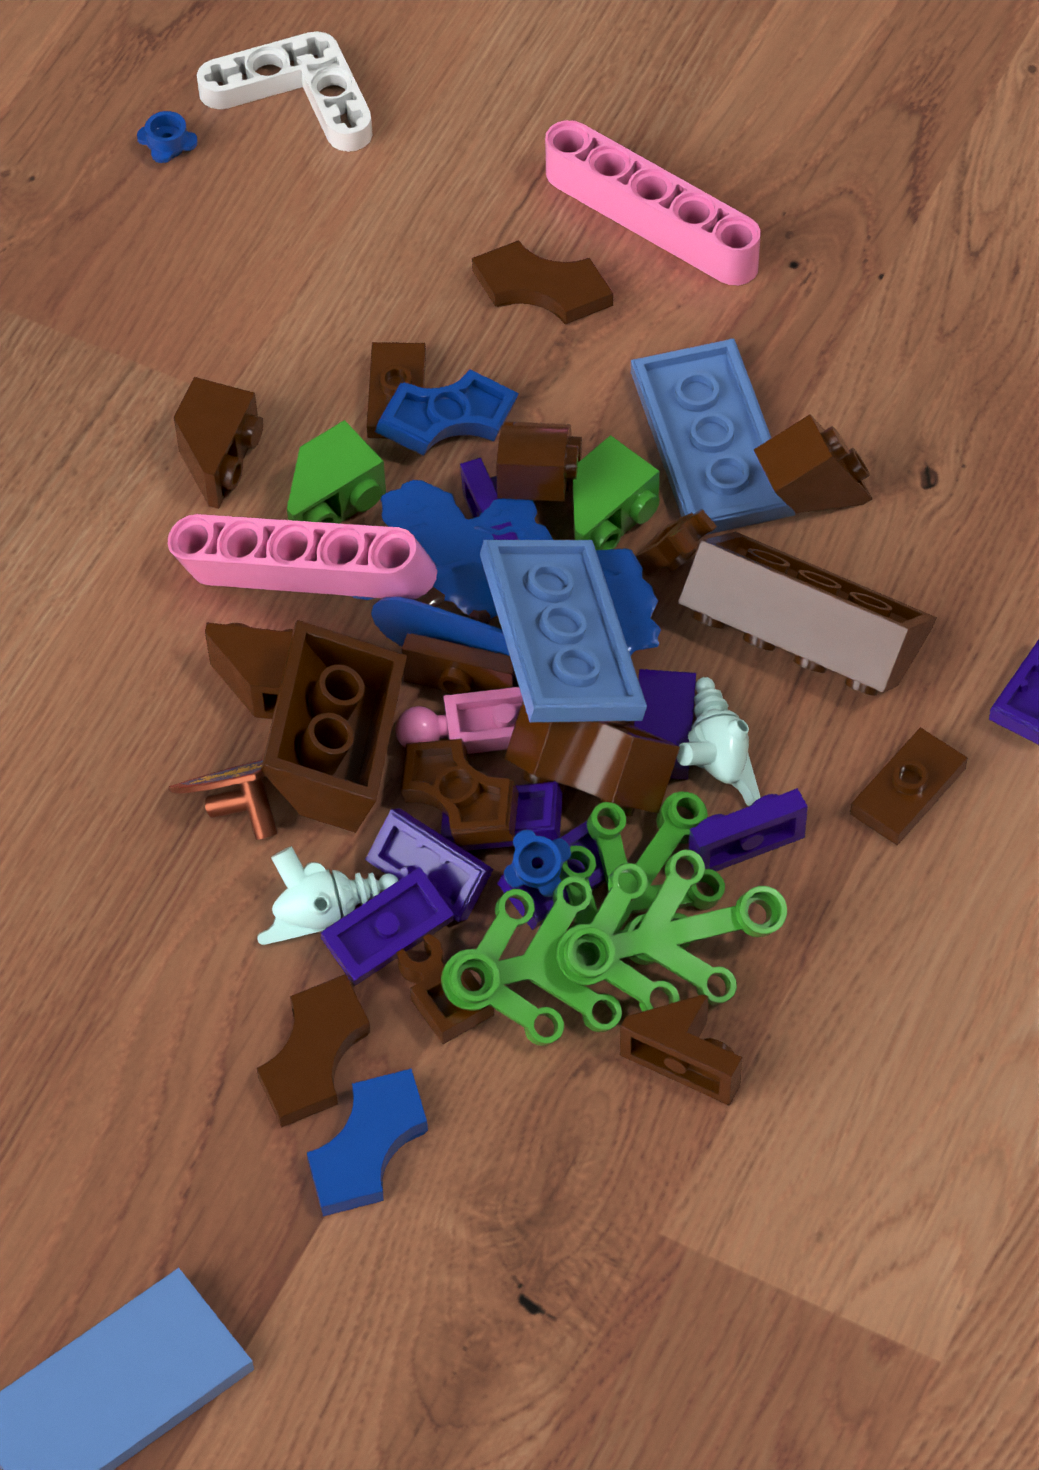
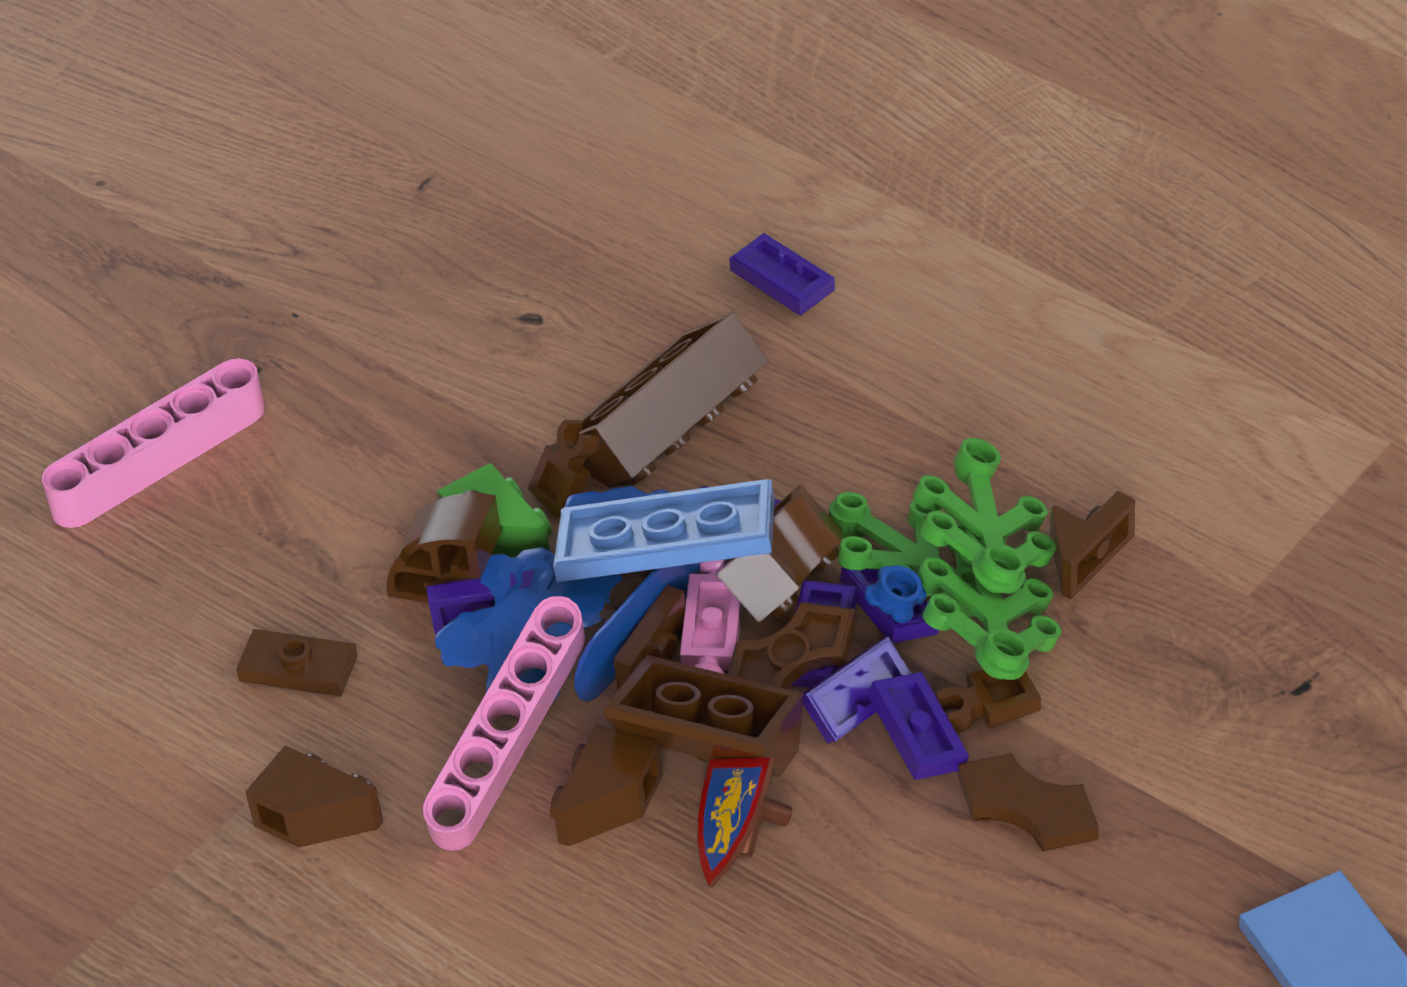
camera: 75 degrees left, 10 degrees down
(315, 897) = (872, 775): light aqua piece -> none
(335, 477) = (400, 714): bright green slope -> none
(353, 1164) = (1149, 786): blue tile -> none
(428, 415) = (348, 628): blue tile -> none
(520, 277) = (220, 527): reddish brown tile -> none
(708, 432) = (434, 445): medium blue tile -> none
(719, 742) = (784, 472): light aqua piece -> none
(750, 831) = (883, 483): dark purple plate -> none
(814, 468) = (521, 361): reddish brown slope -> none
(908, 786) = (853, 373): reddish brown plate -> none

